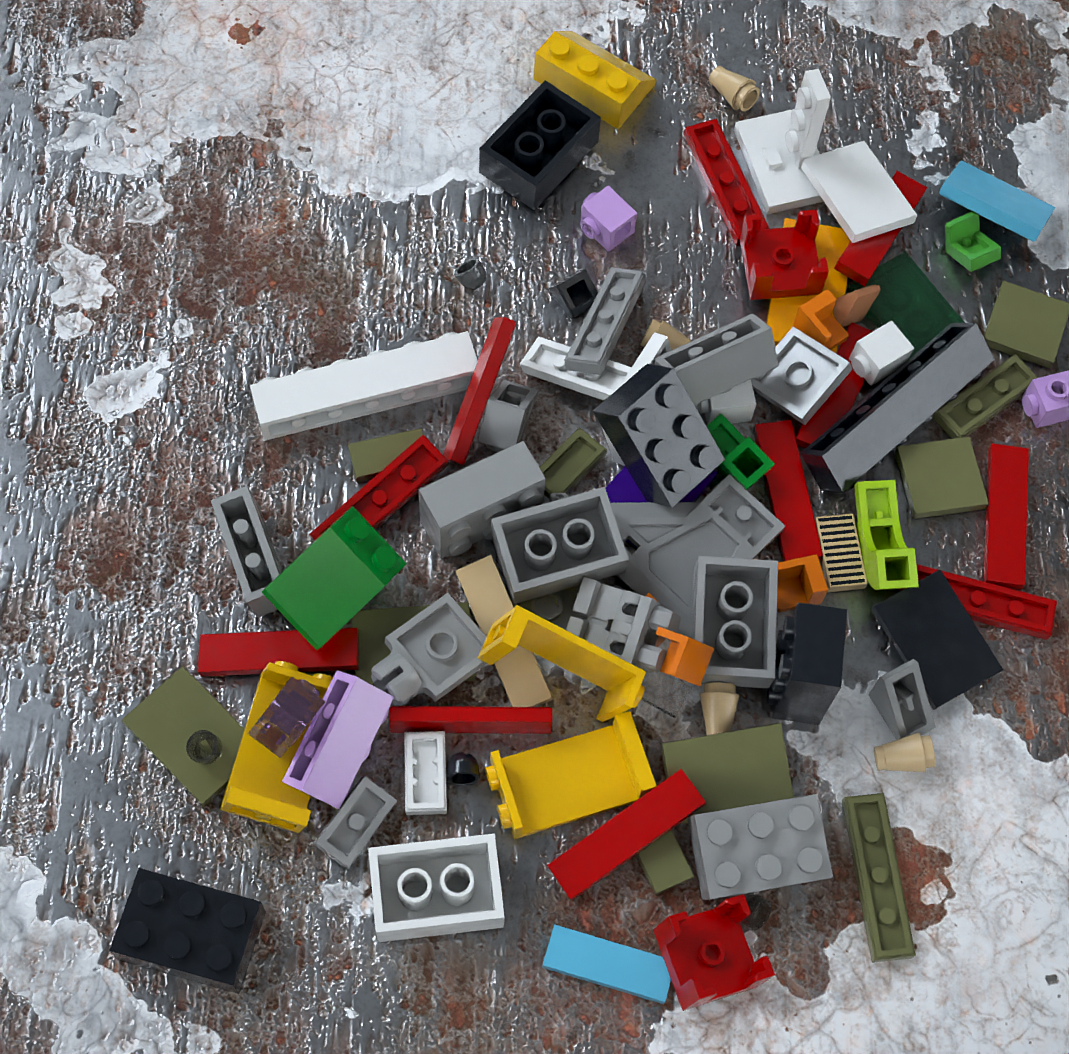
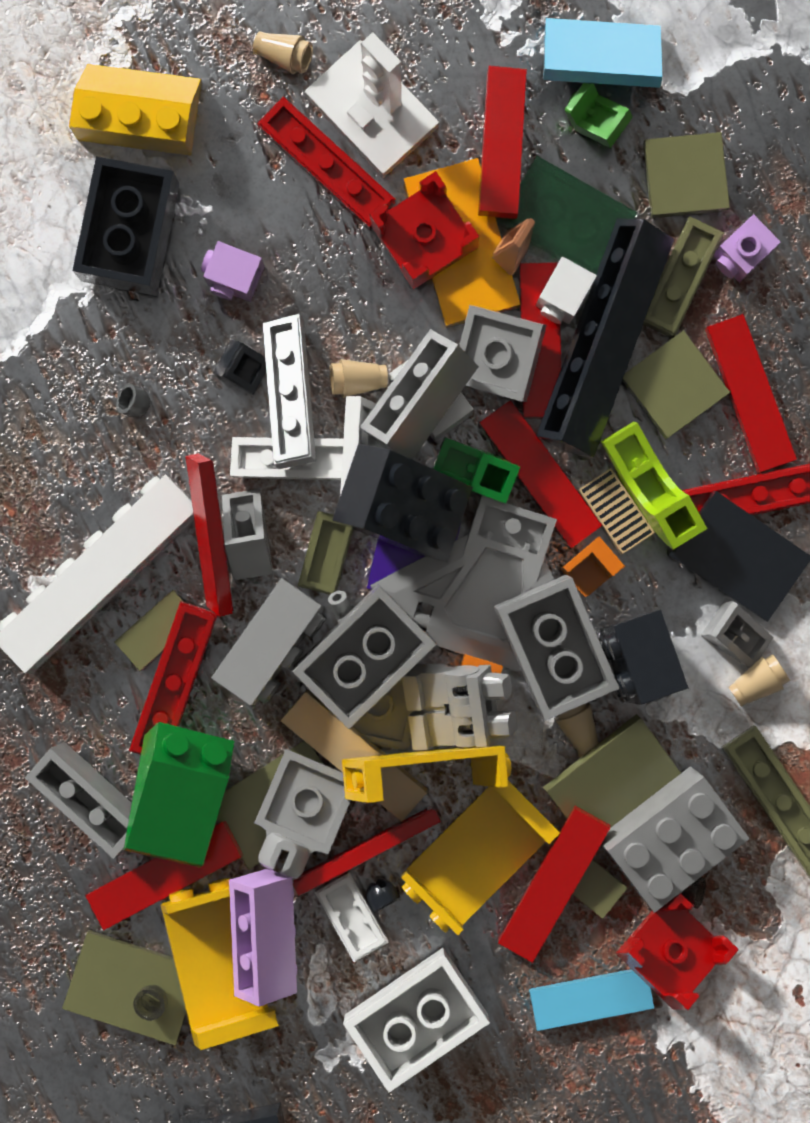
camera: 20 degrees left, 20 degrees up
(287, 716) = (209, 947): brick -> none
(355, 822) = (316, 993): light grey plate -> none
(685, 657) = (532, 715): orange panel -> none
(817, 321) = (494, 286): orange panel -> none
(858, 191) = (463, 116): white tile -> none

